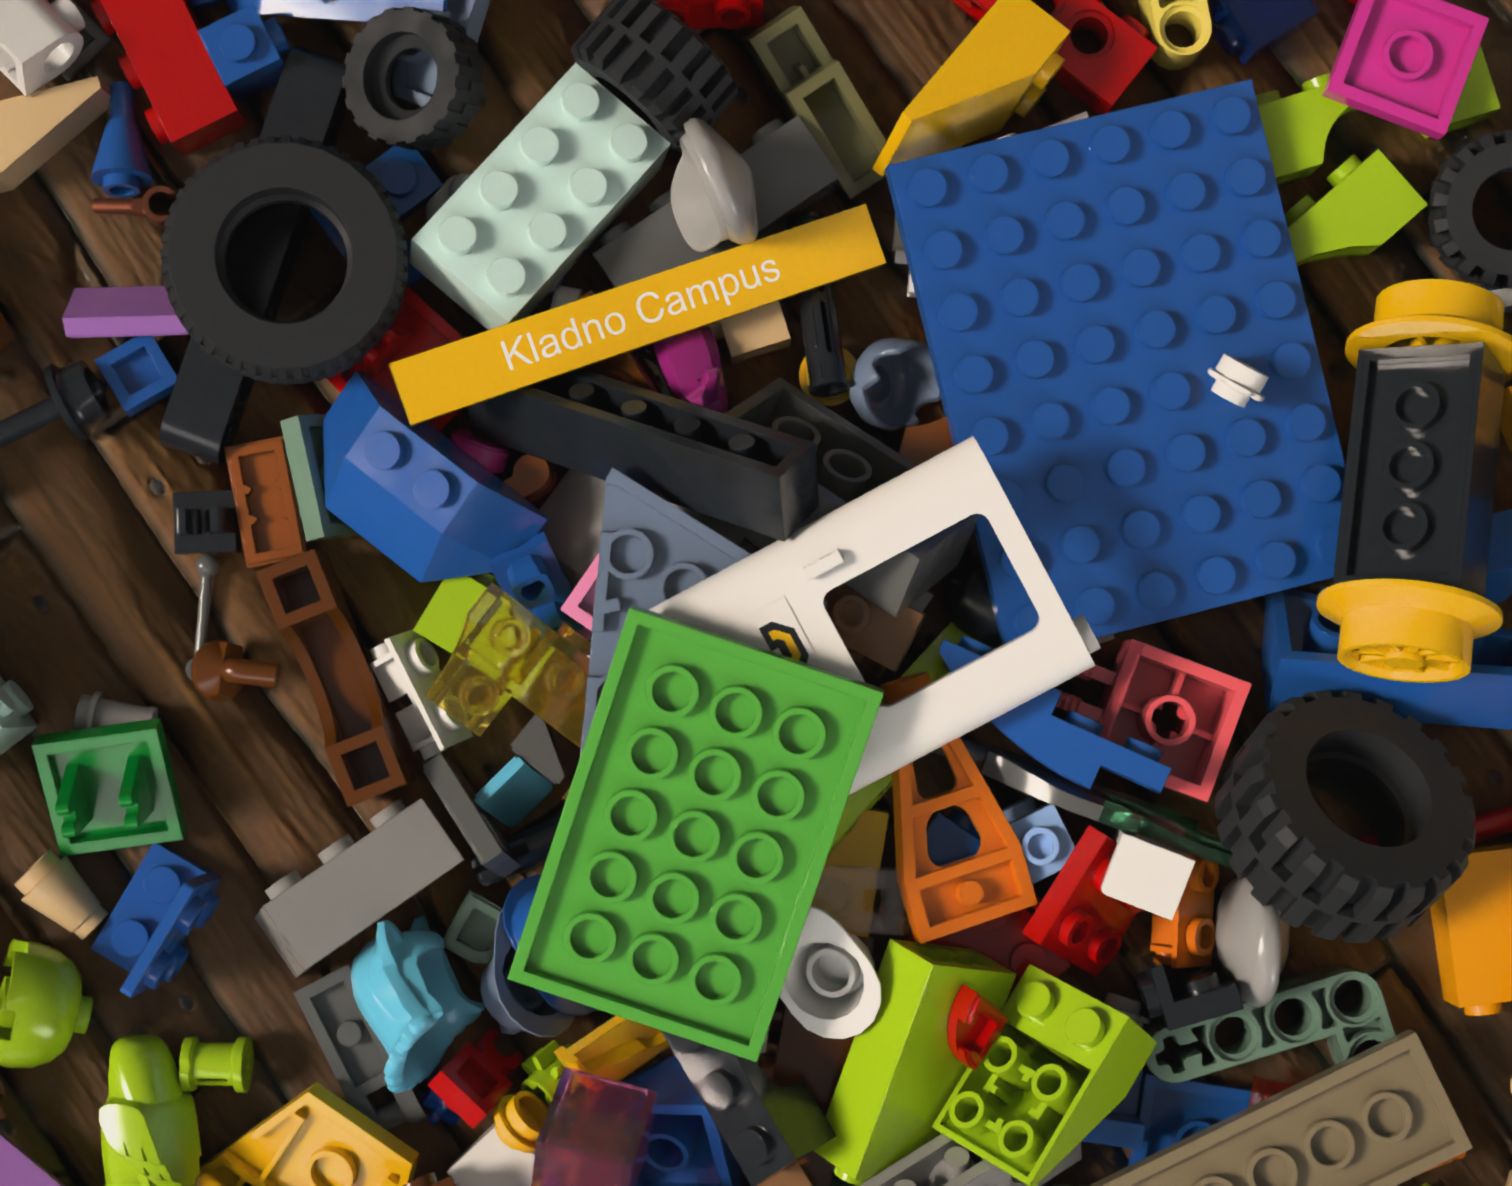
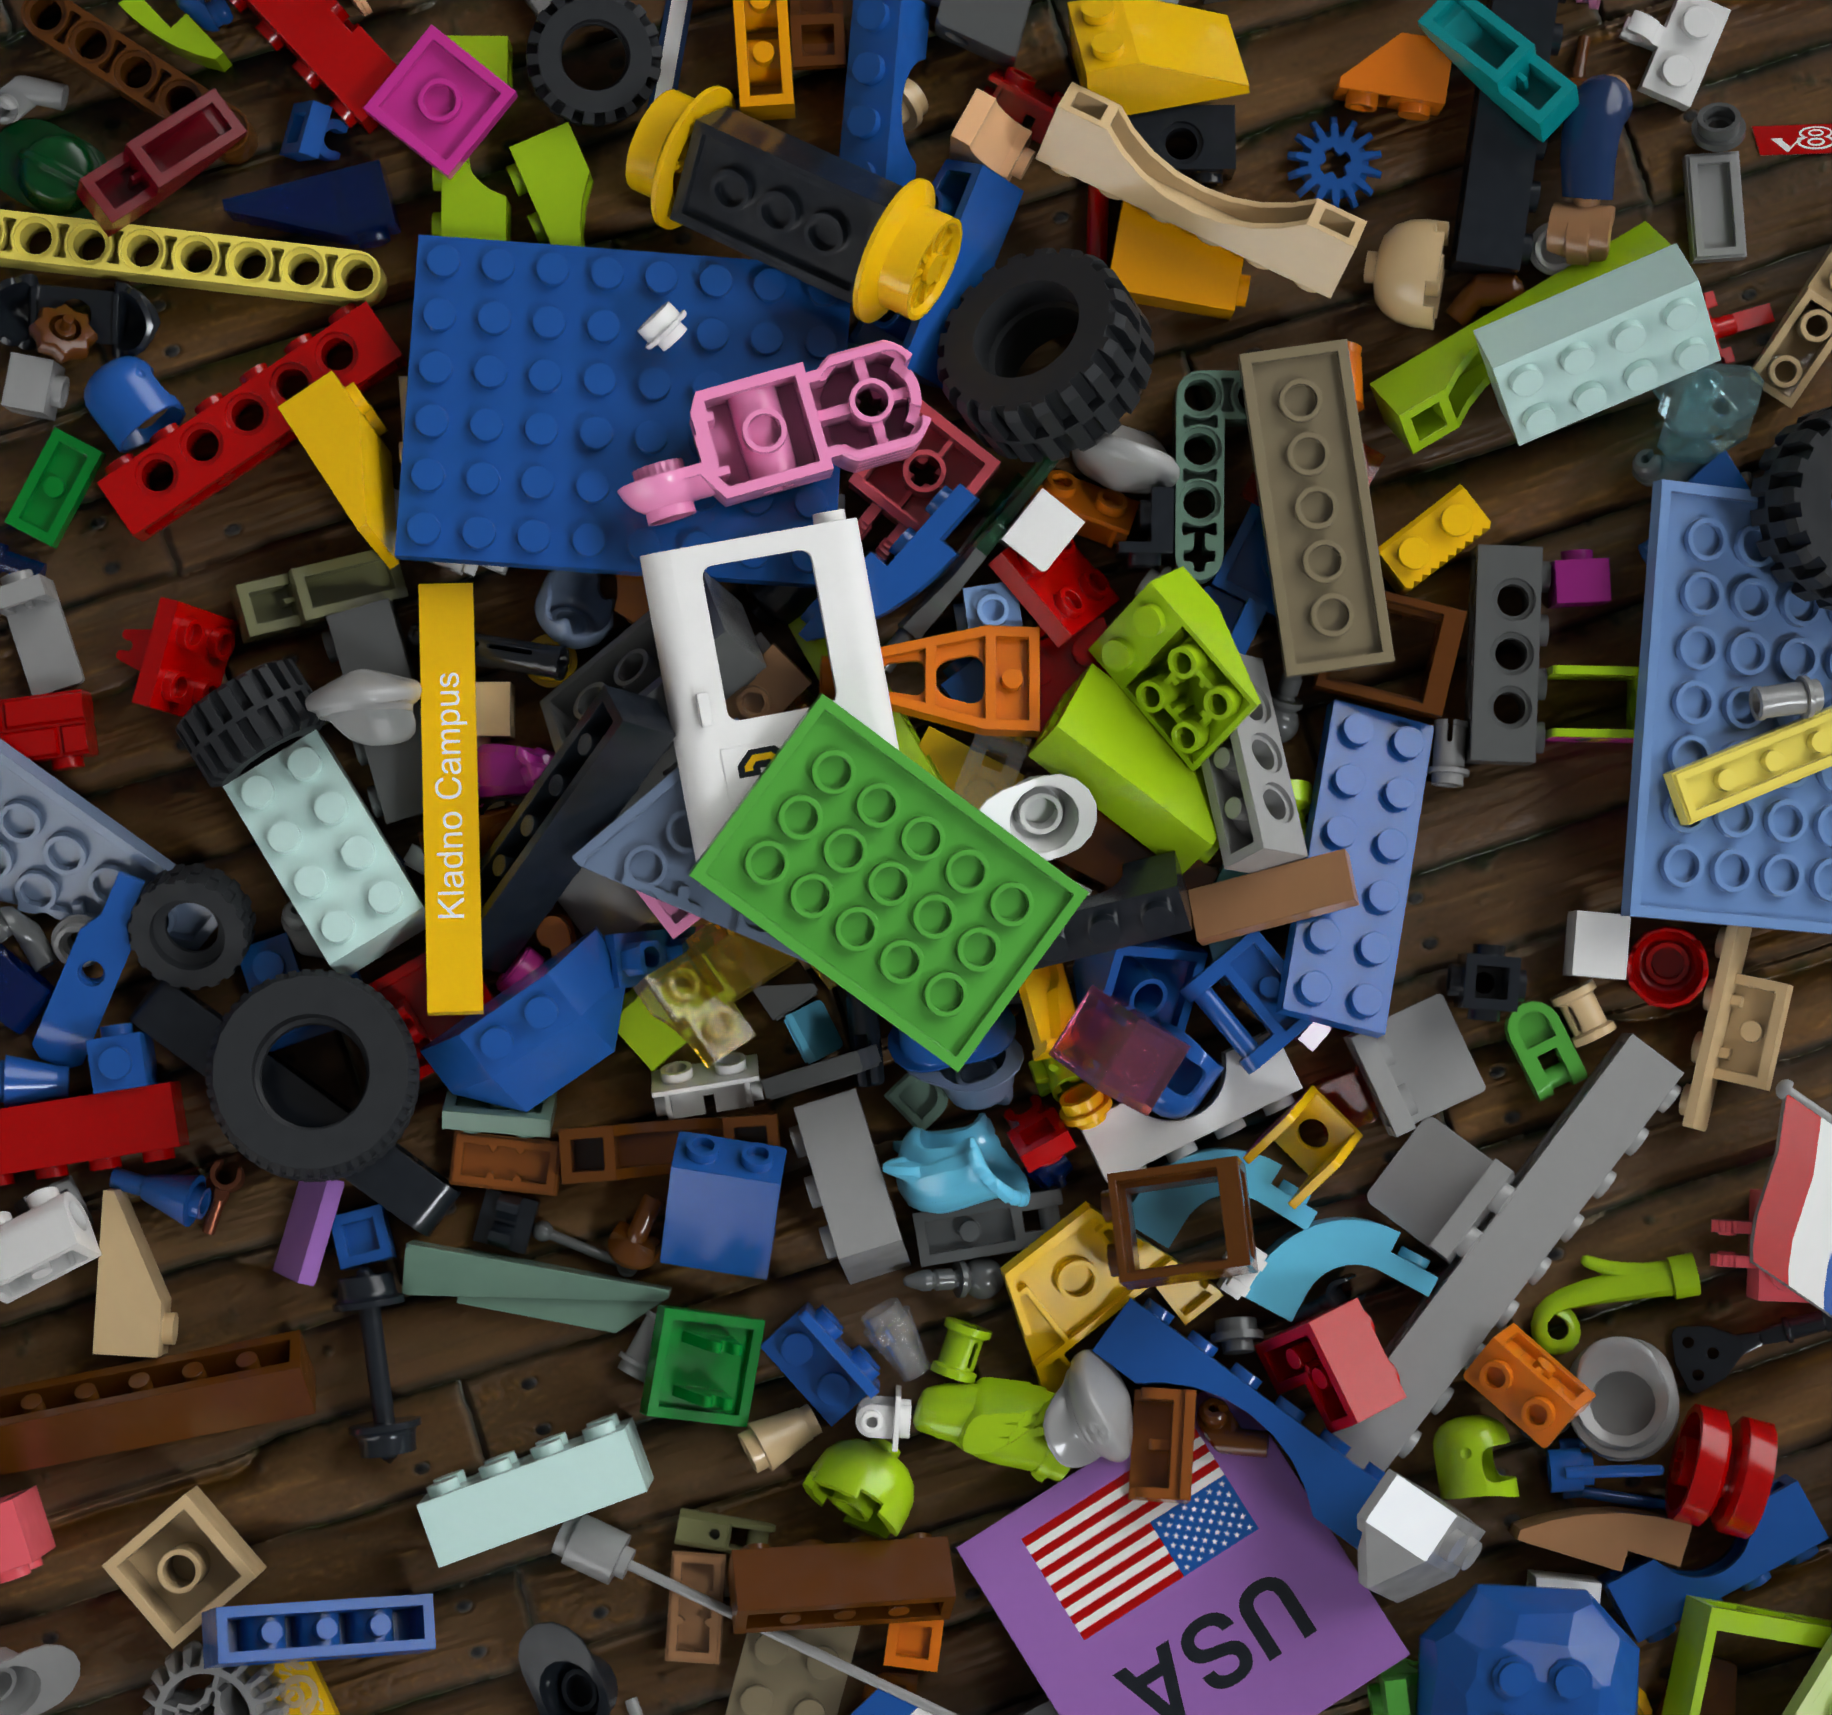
camera: 85 degrees left, 0 degrees up
(109, 1013) = (885, 1417): none -> white hinge
(141, 570) = (528, 1286): none -> sand green wedge
(210, 987) = (895, 1335): none -> clear cone
(290, 755) = (722, 1205): none -> blue panel
(301, 1055) = (977, 1277): none -> dark grey bar
(973, 1026) = (1120, 711): red tile -> none
(1167, 557) = (788, 432): none -> bright pink brick

